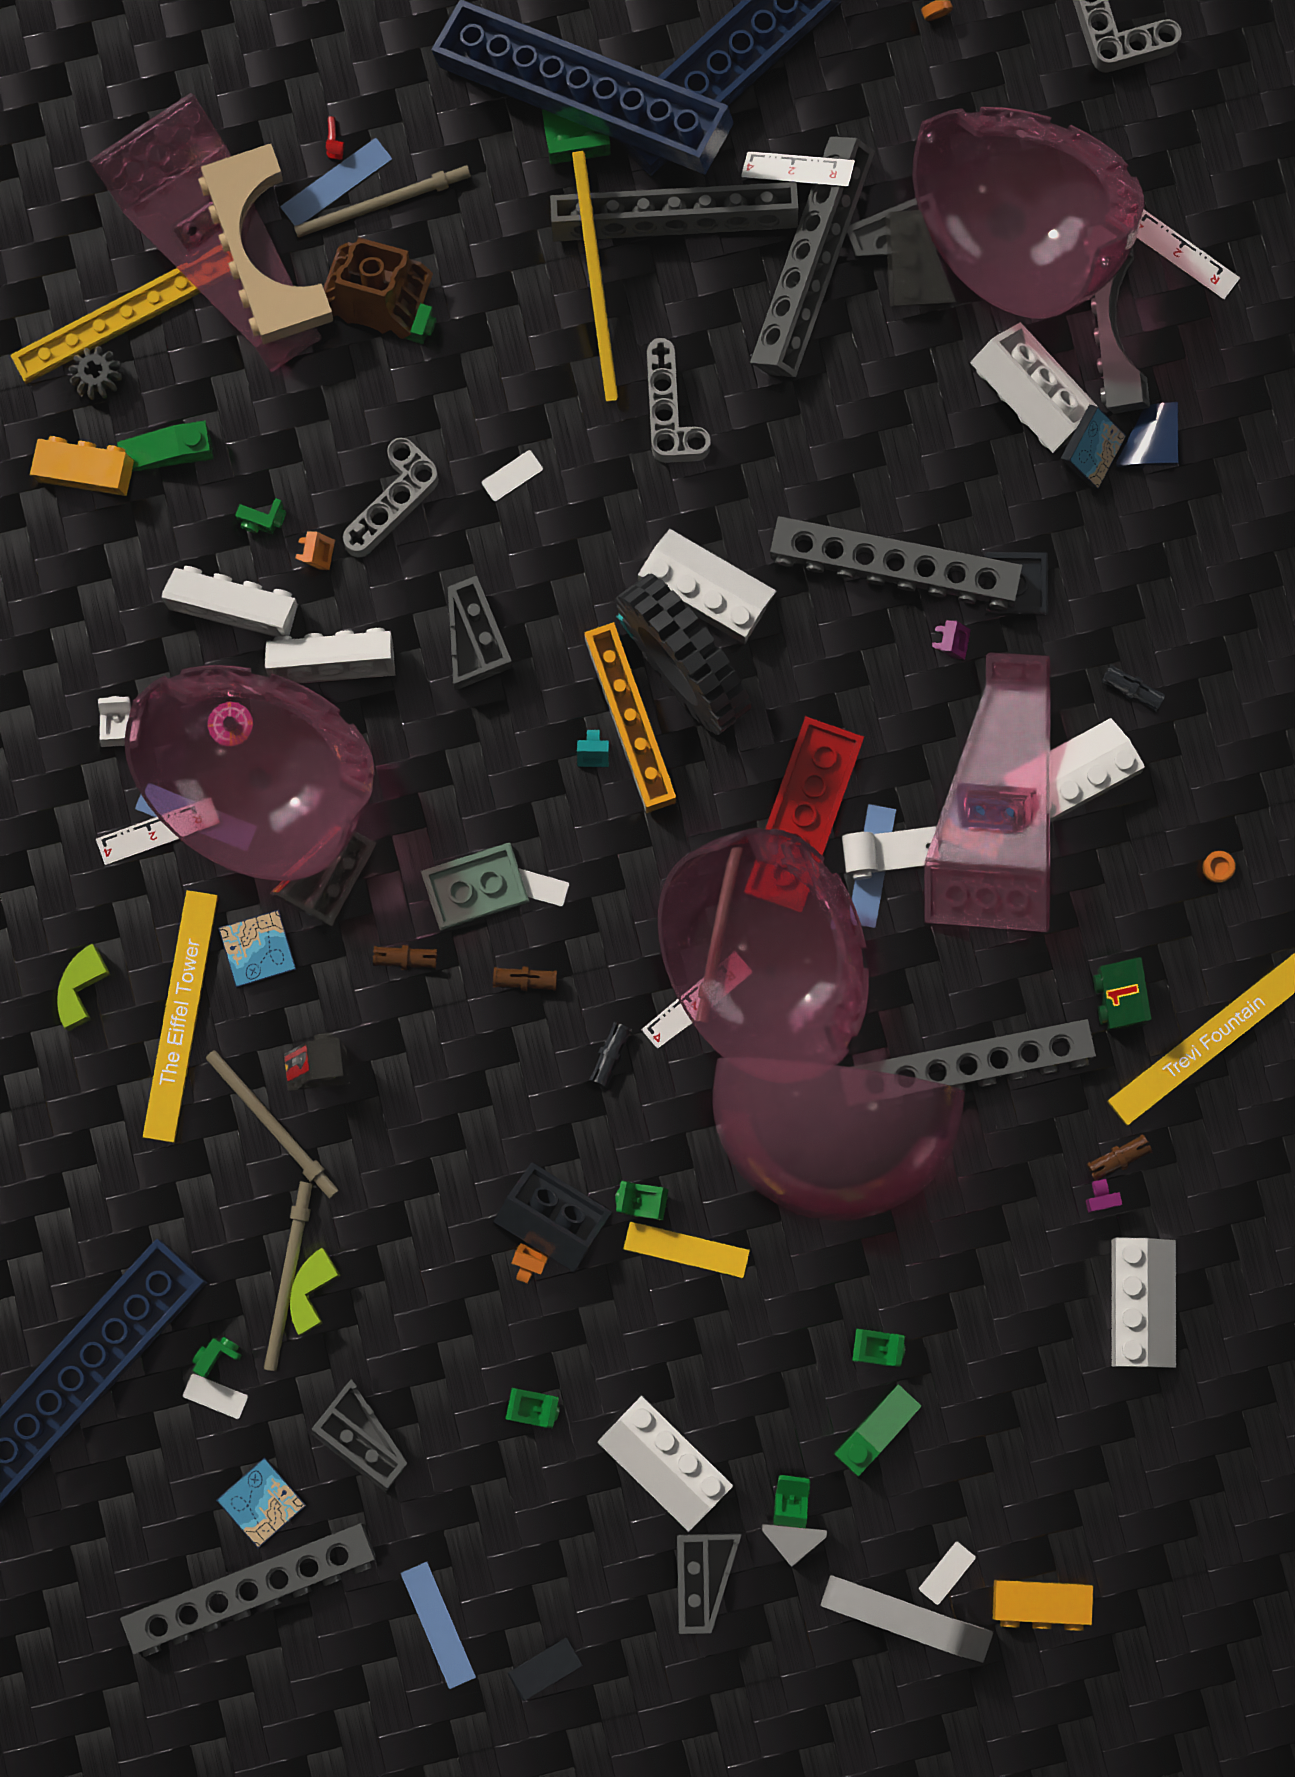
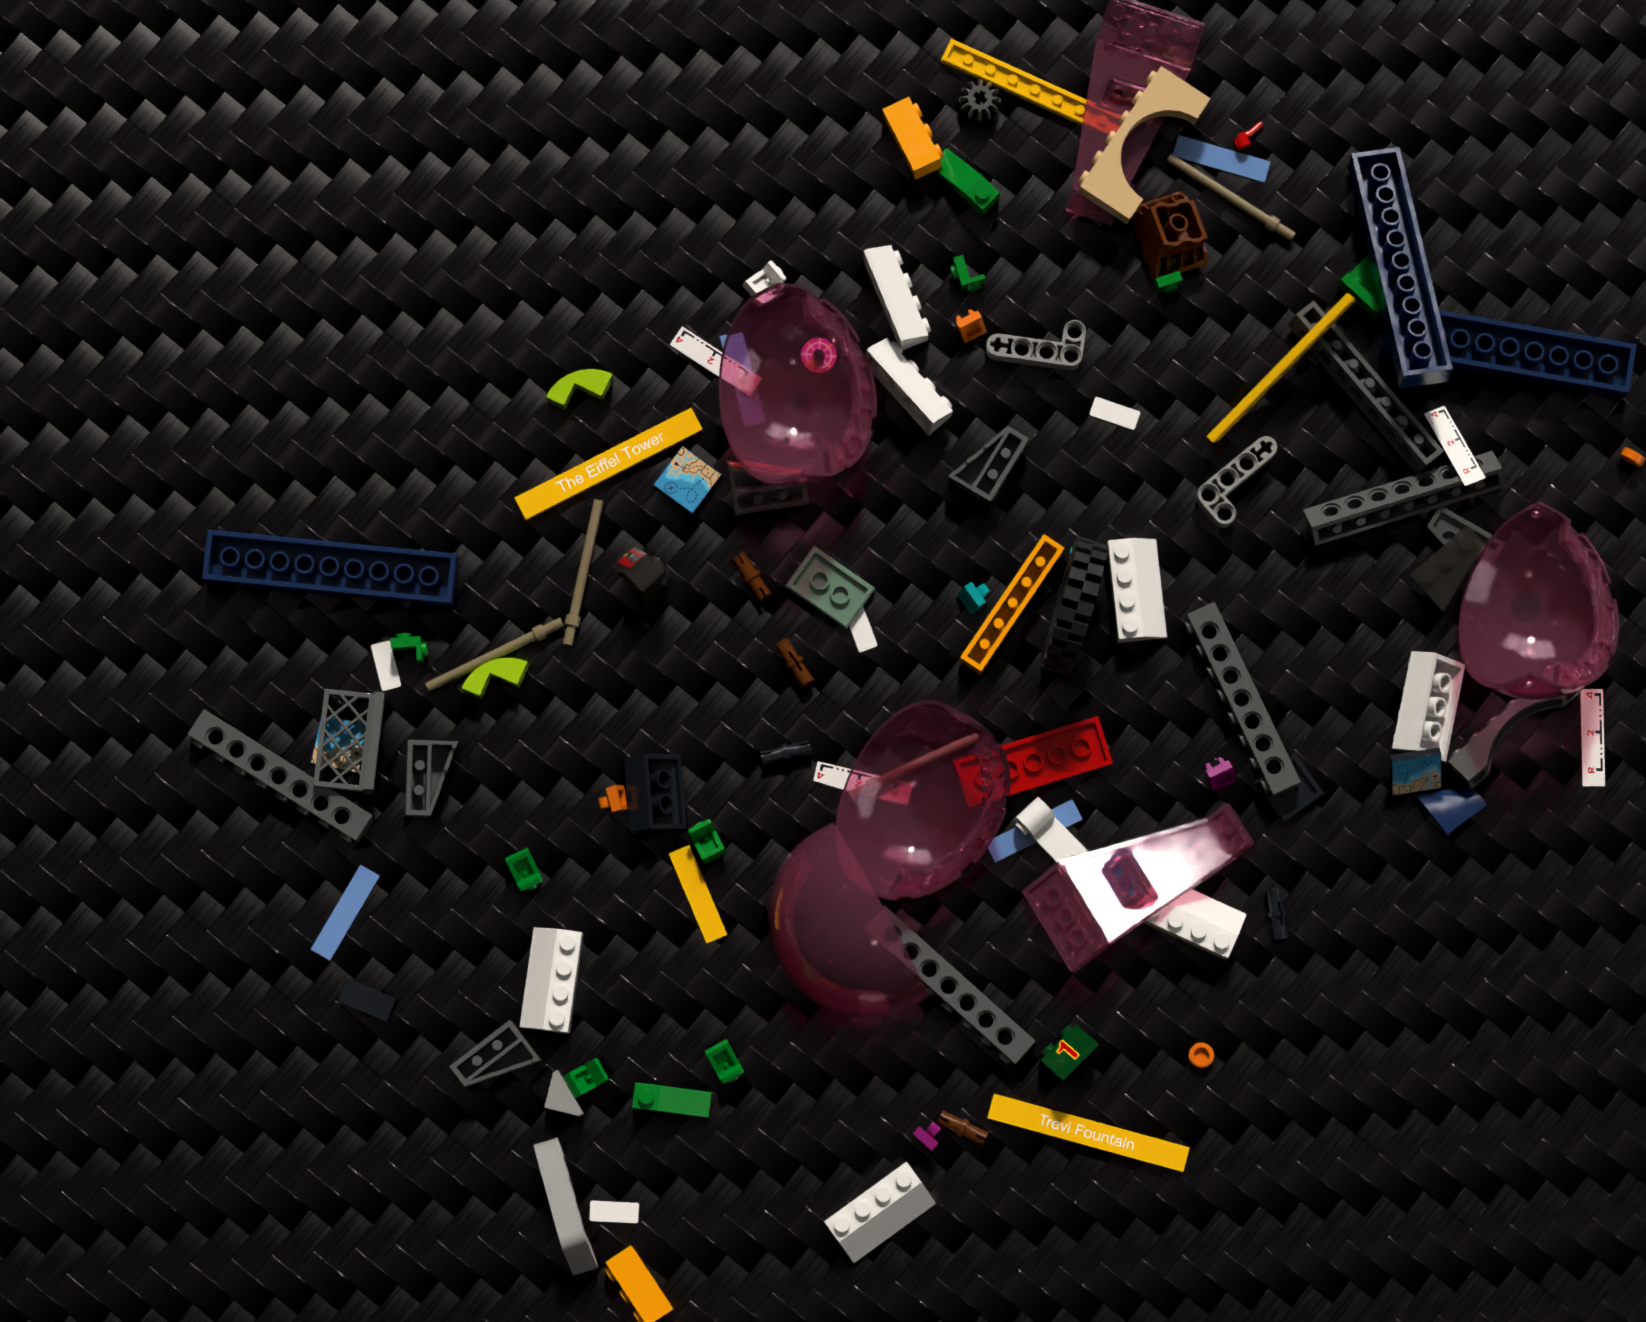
camera: 55 degrees right, 0 degrees up
(286, 1470) = (371, 741): none -> dark grey fence

